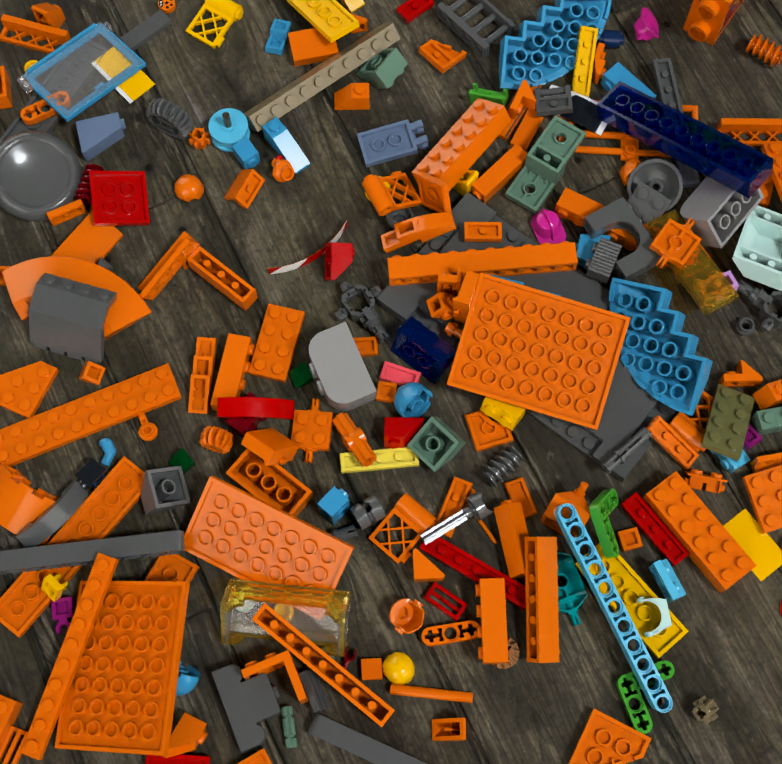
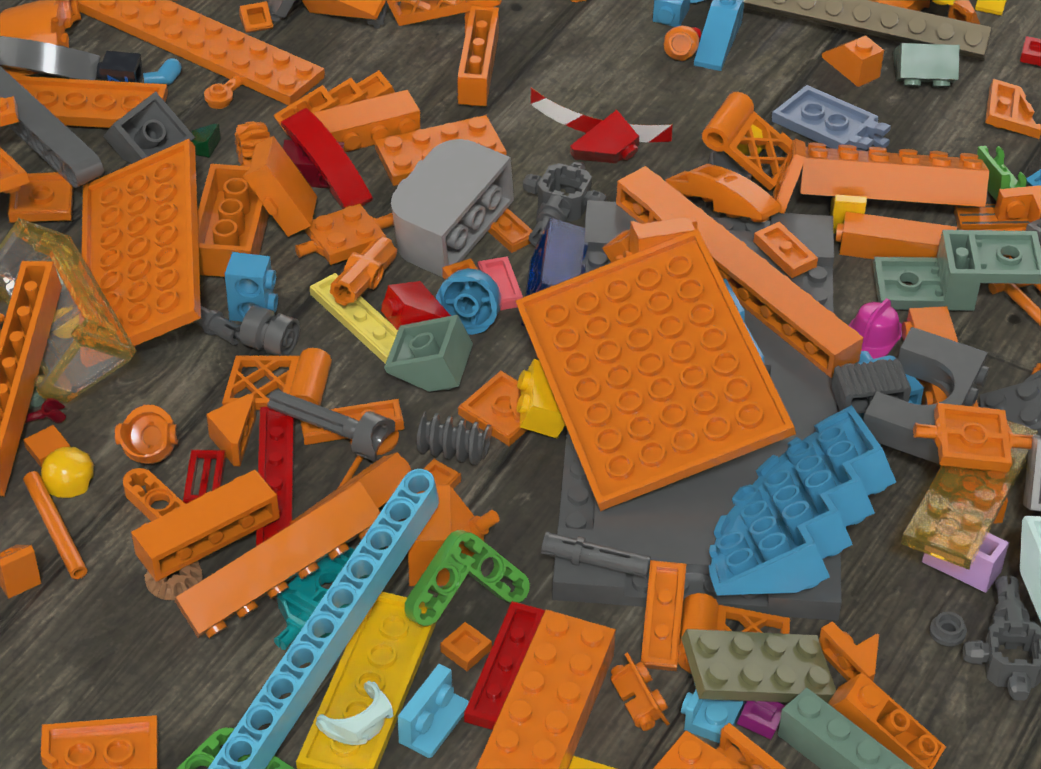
camera: 55 degrees right, 25 degrees down
(245, 187) = (625, 26): orange panel -> none

